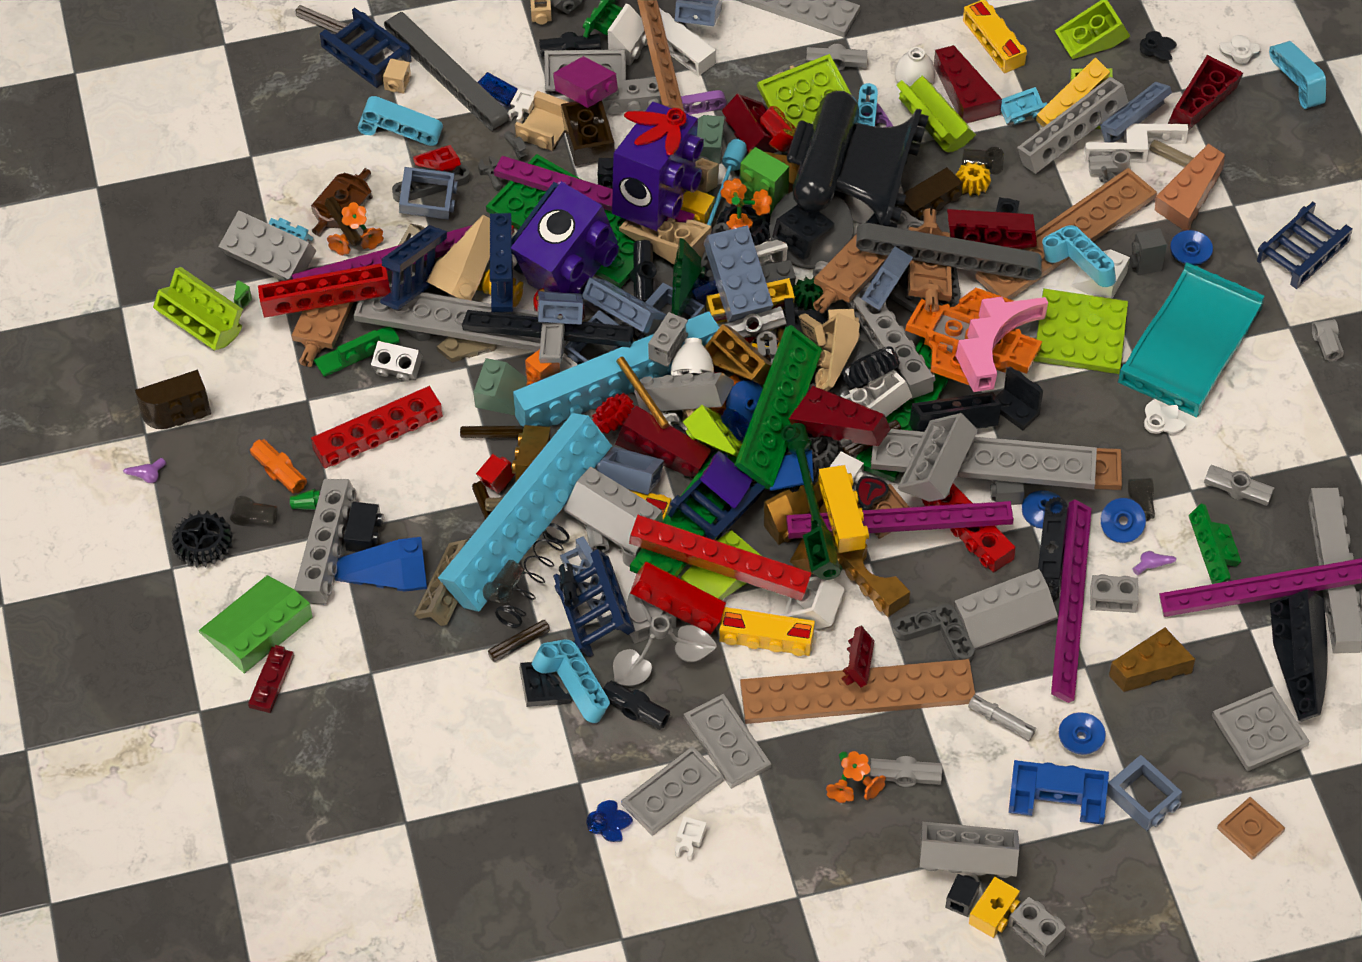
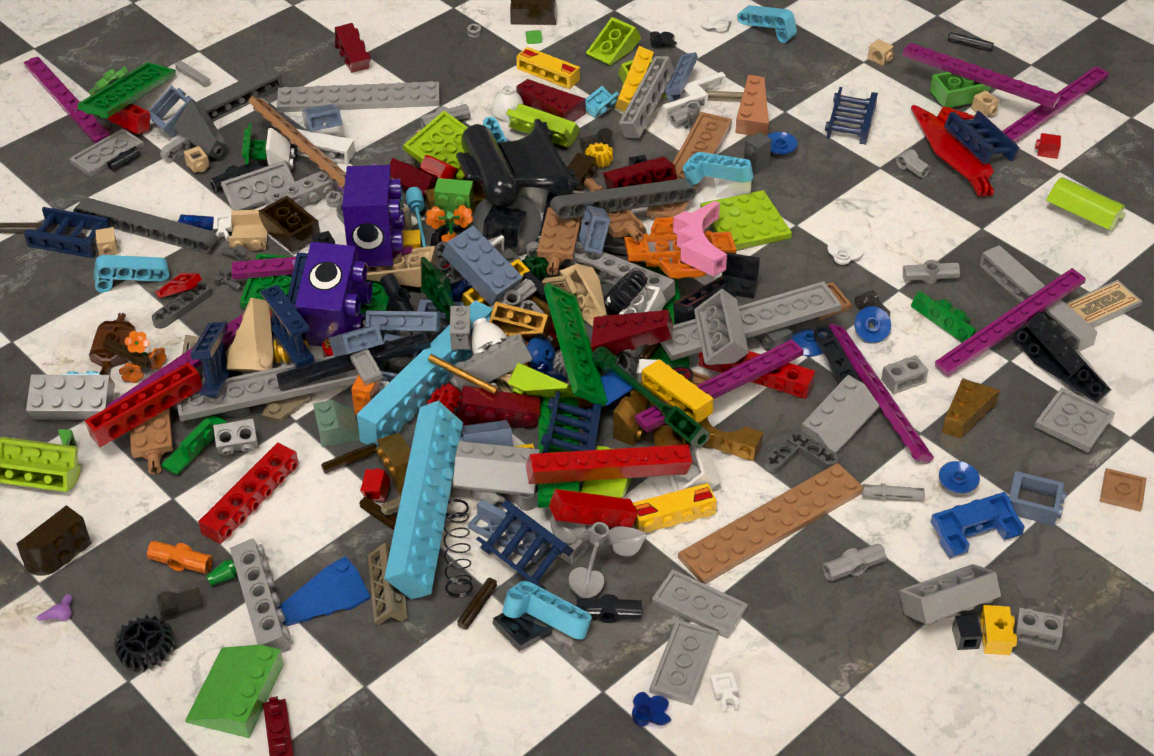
camera: 30 degrees left, 10 degrees down
(363, 526) = (286, 572): black brick -> none
(432, 177) = (181, 296): sand blue window -> none
(502, 587) = (443, 563): clear smoke piece -> none
(568, 585) = (496, 539): black pin -> none
(585, 81) = (269, 188): magenta brick -> none
(665, 124) = (373, 172): red plant -> none
(726, 479) = (573, 407): dark purple slope -> none
(855, 767) = (827, 574): orange plant -> none
(859, 657) = (754, 489): dark red plate -> none
(1152, 560) = (912, 343): medium lavender animal -> none
(1191, 339) = (825, 197): teal panel -> none
(1205, 91) = (716, 49): dark red wedge -> none

